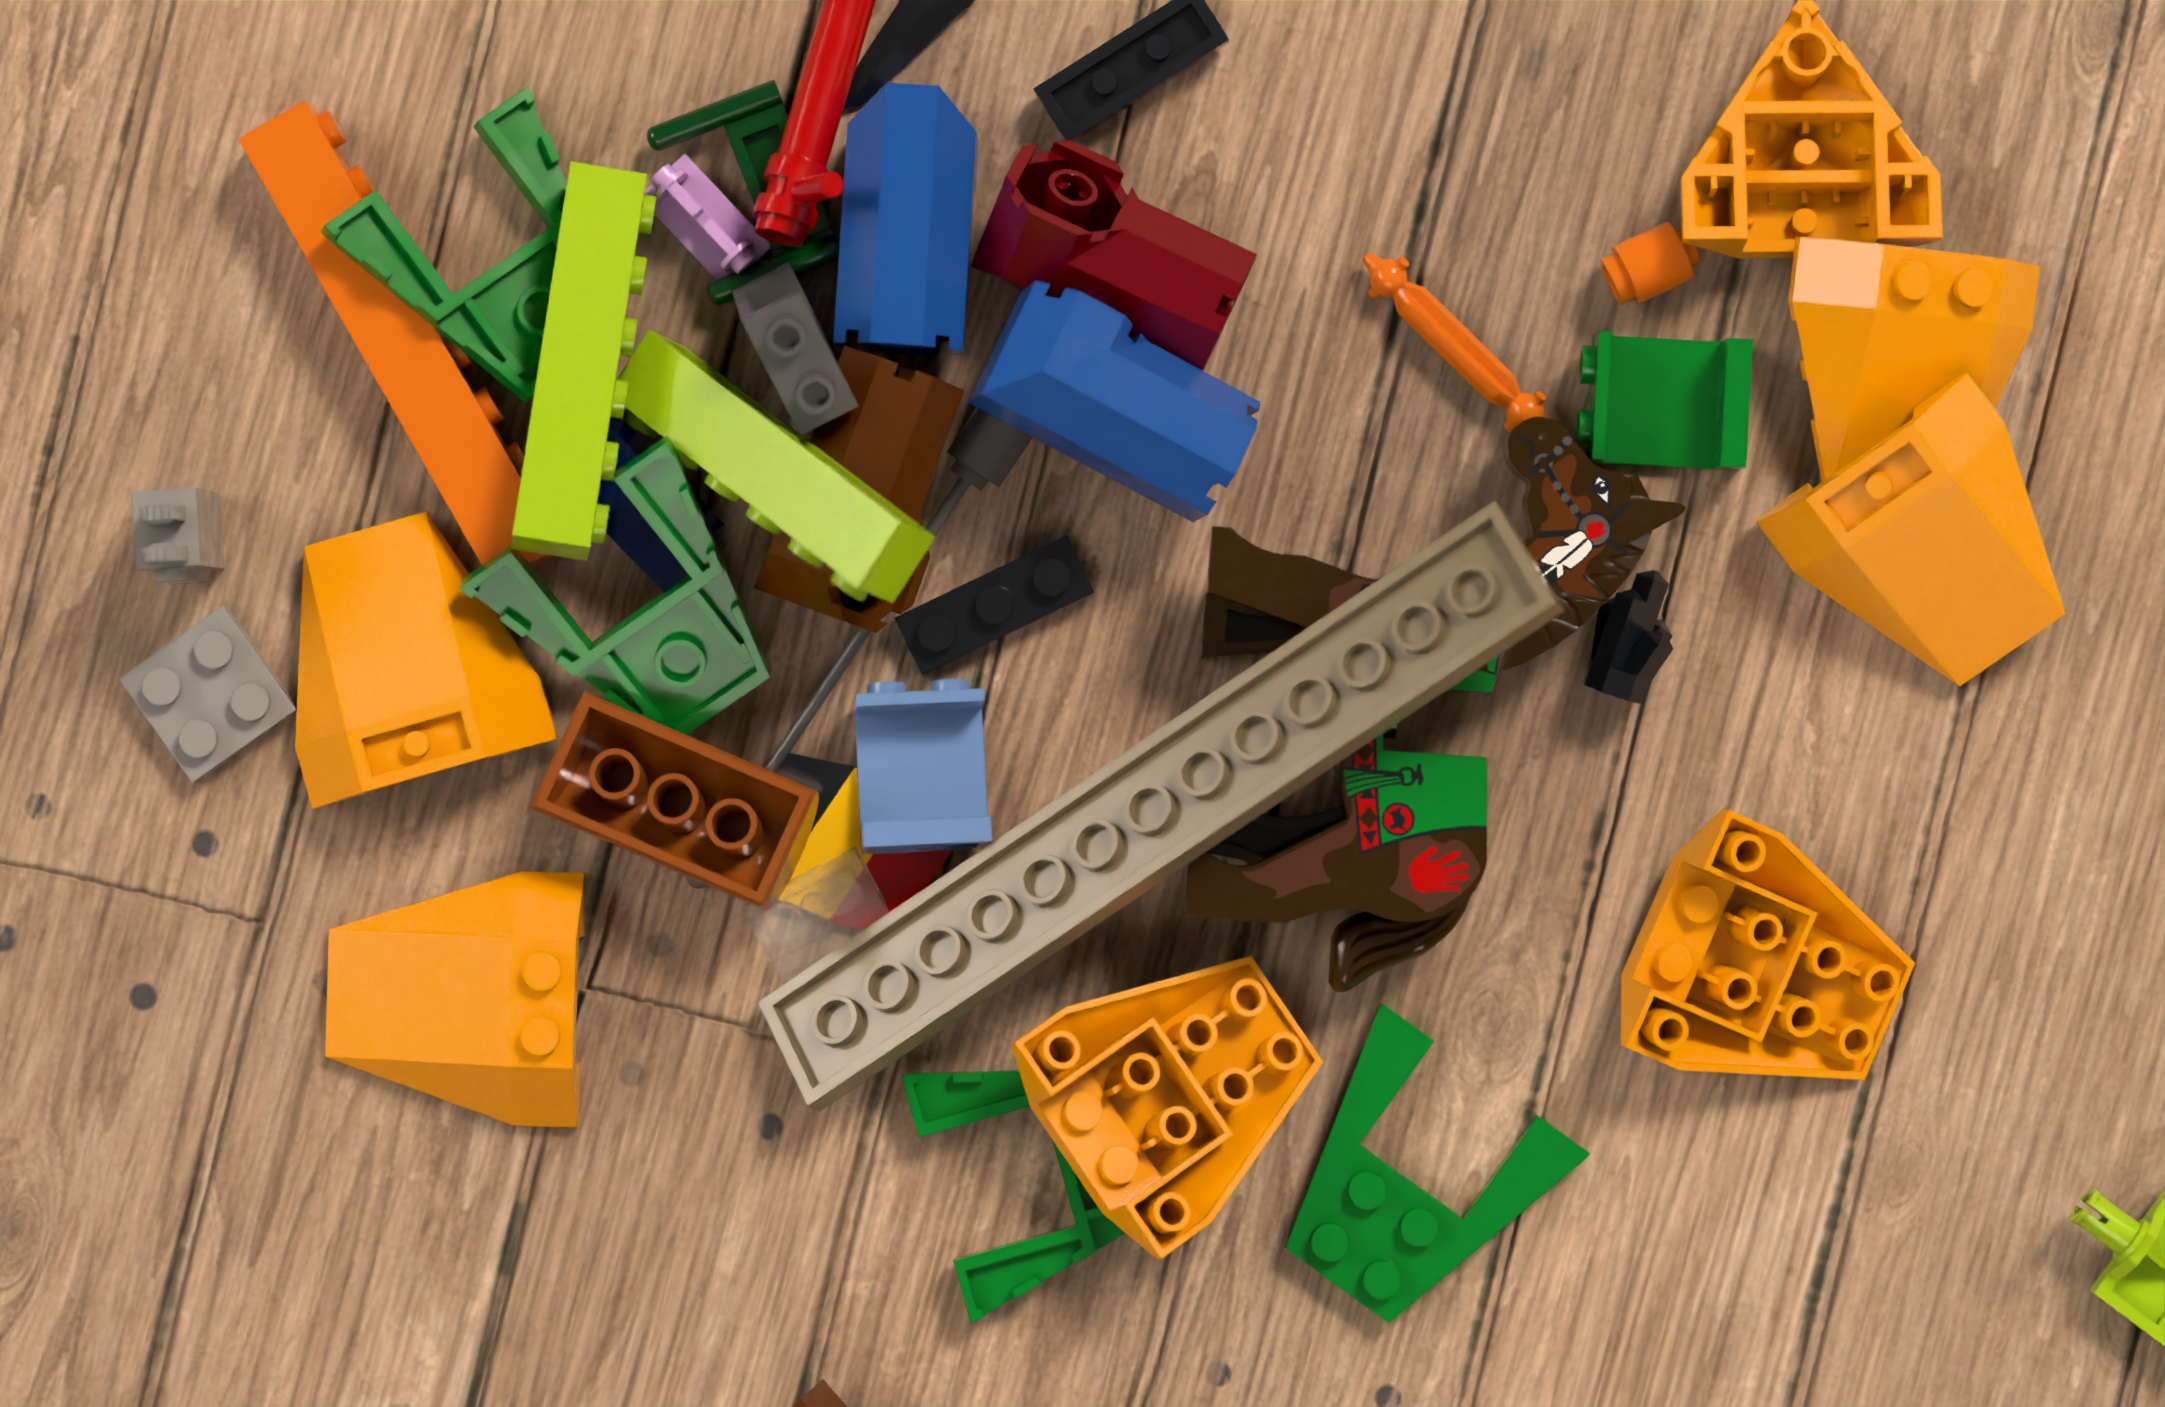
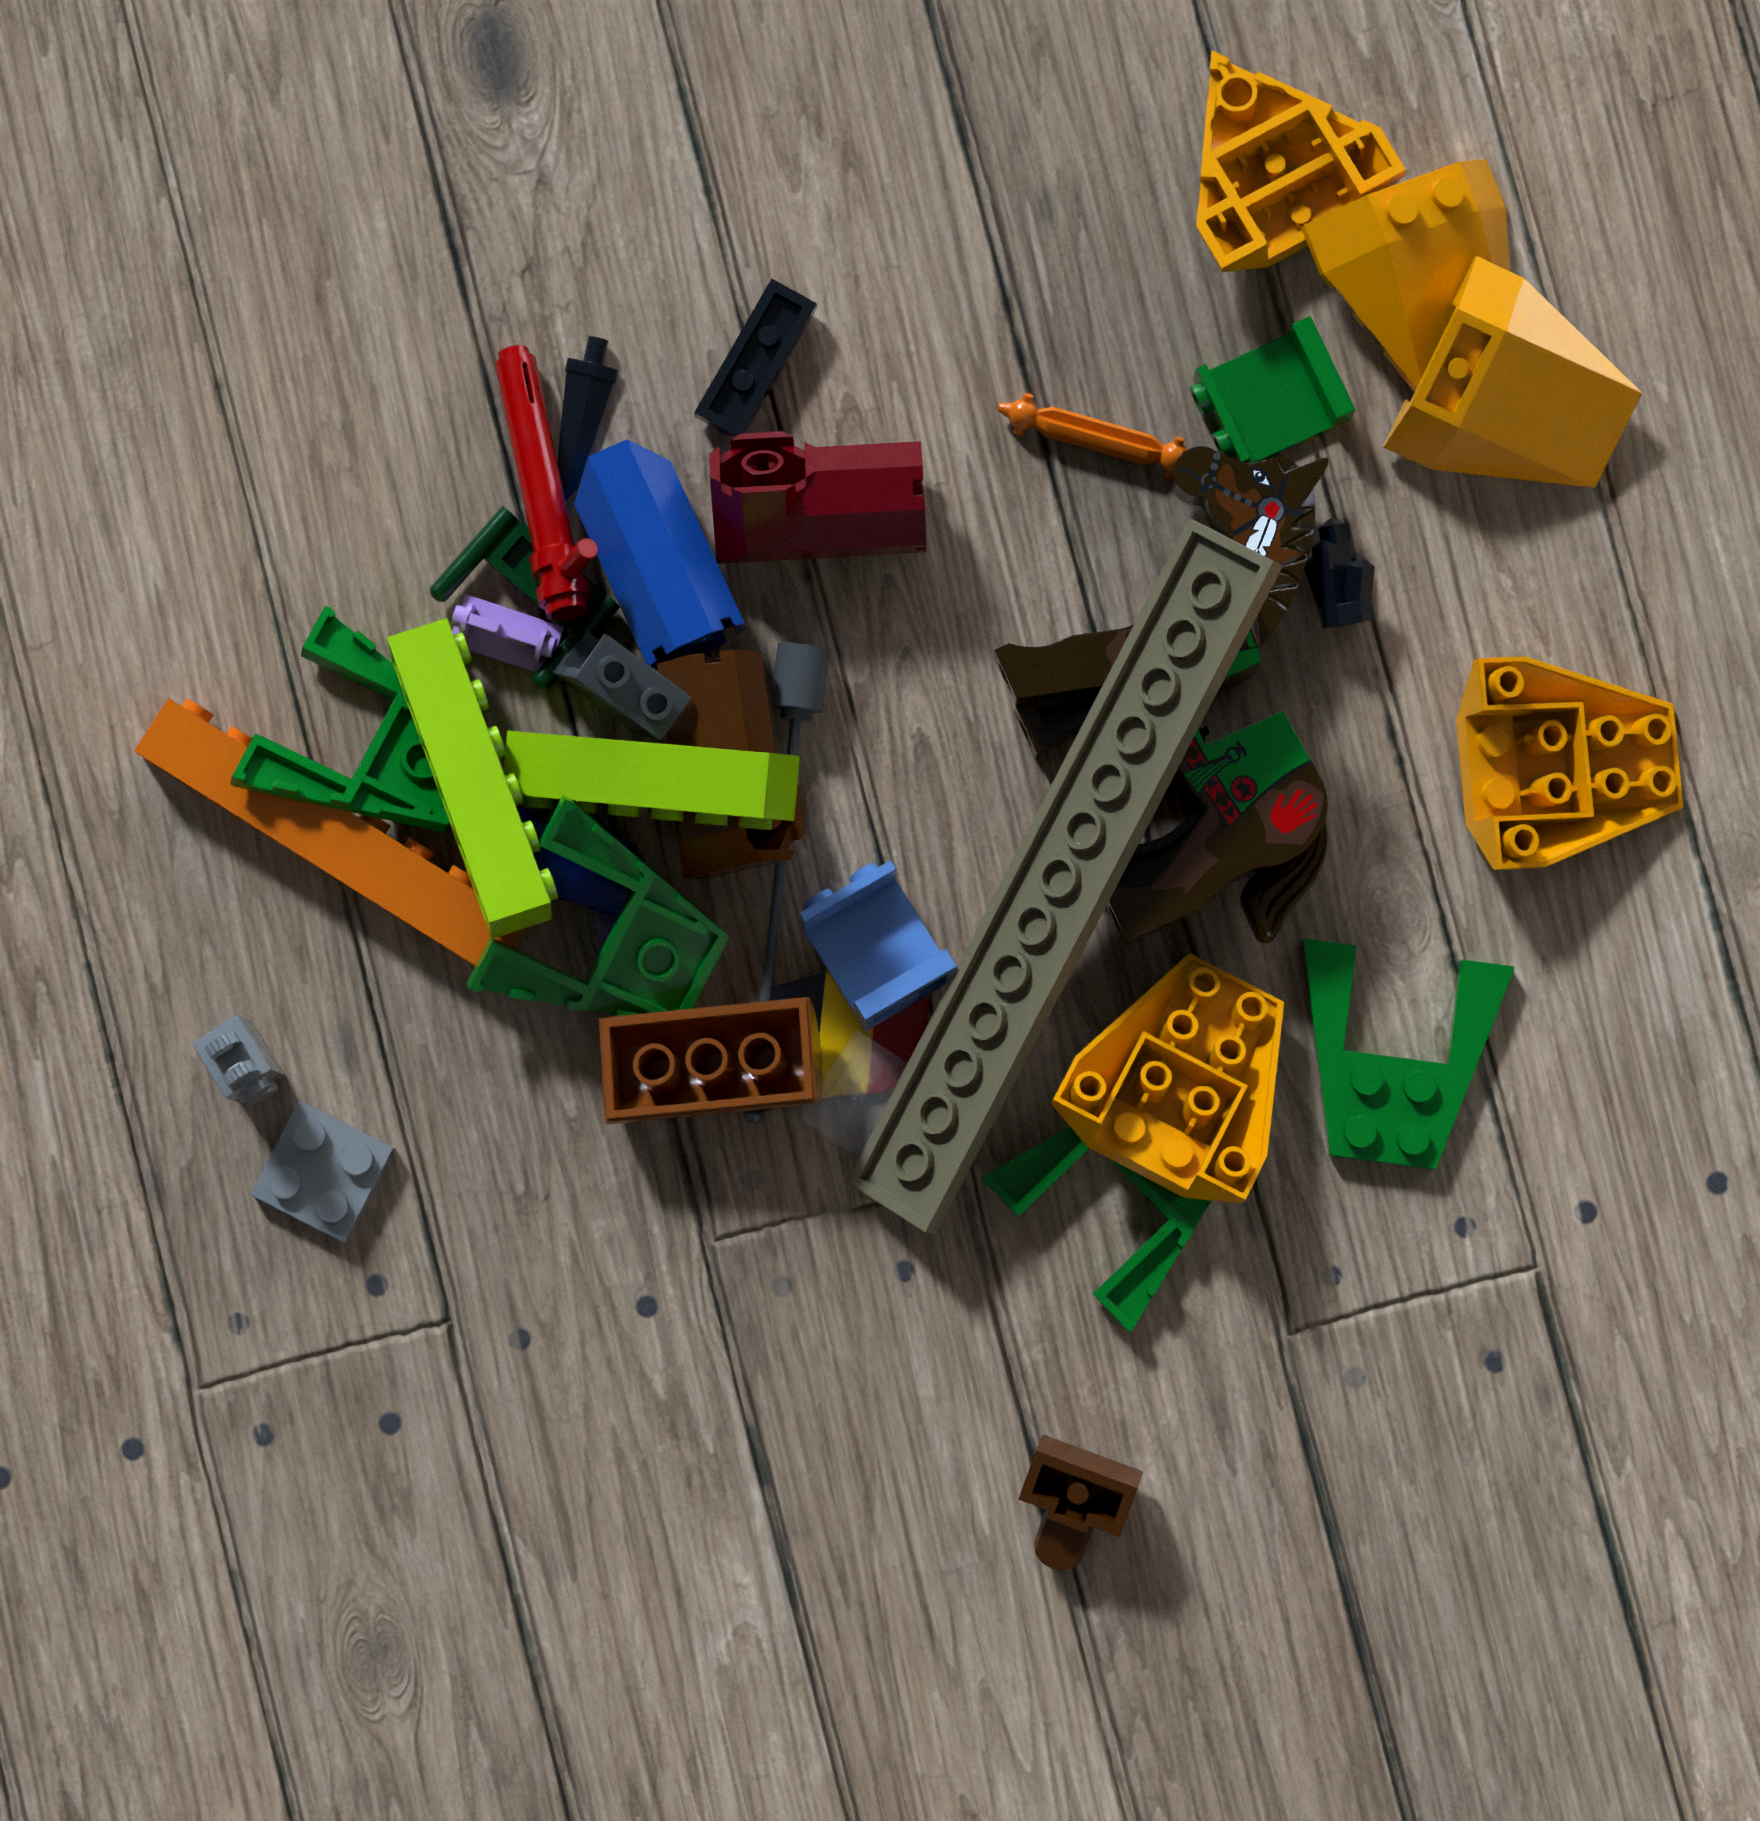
camera: 25 degrees left, 5 degrees down
(403, 665) = (455, 1073): light orange wedge -> none
(467, 996) = (631, 1293): light orange wedge -> none
(994, 605) = (864, 800): black plate -> none
(1115, 400) = (875, 599): blue brick -> none
(1649, 264) = (1206, 304): orange brick -> none

